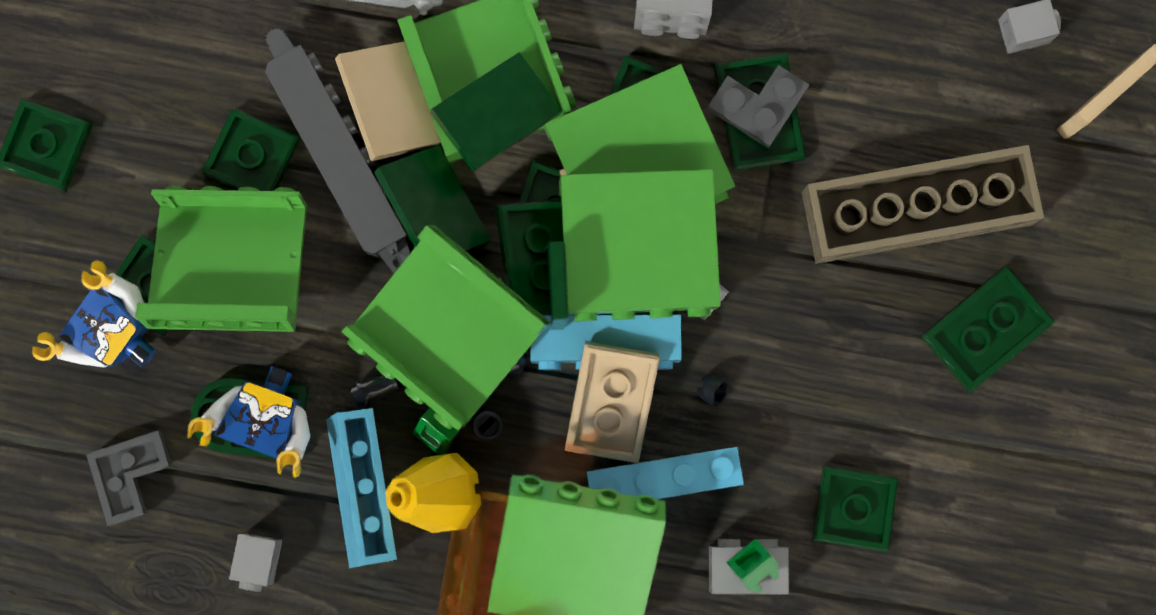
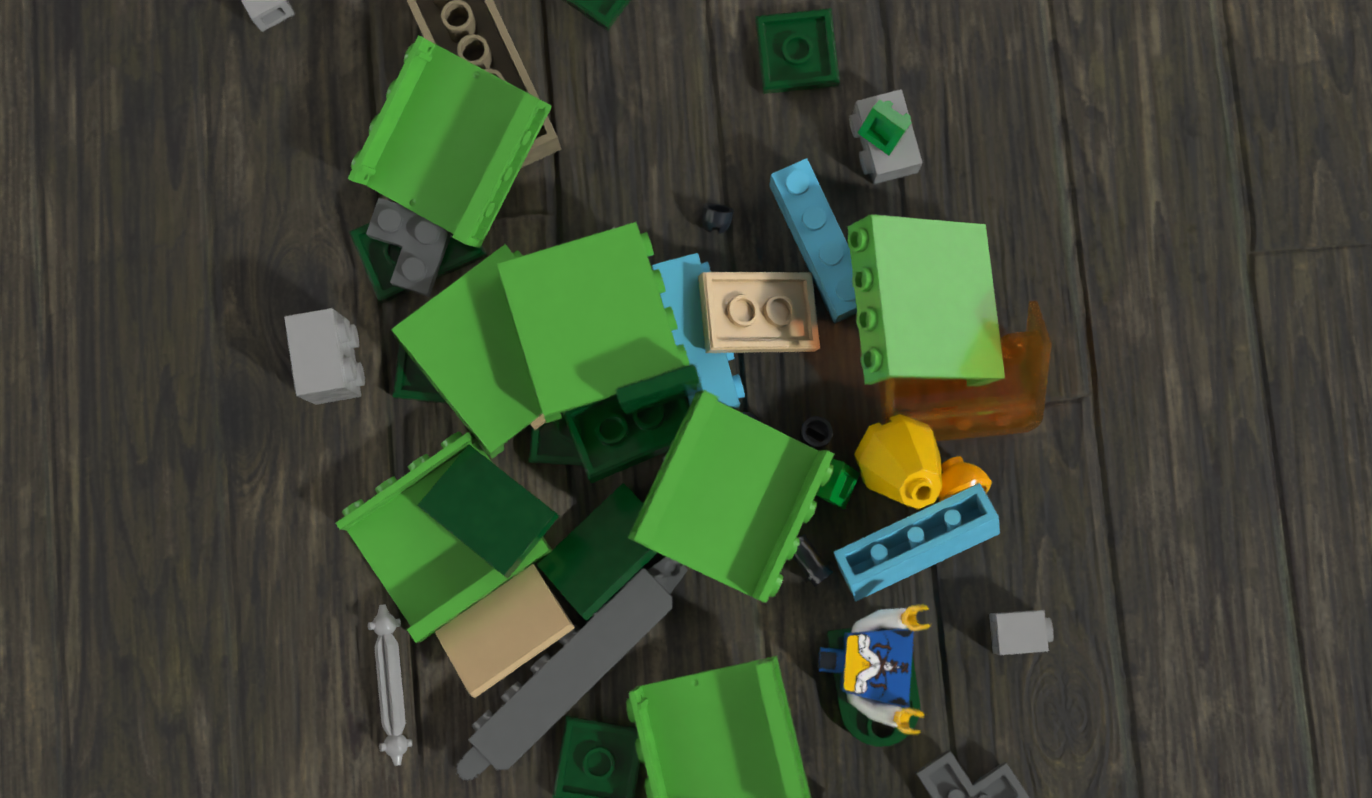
camera: 100 degrees left, 0 degrees up
(409, 546) = (960, 476): none -> light orange brick
(843, 158) = (449, 141): none -> bright green panel

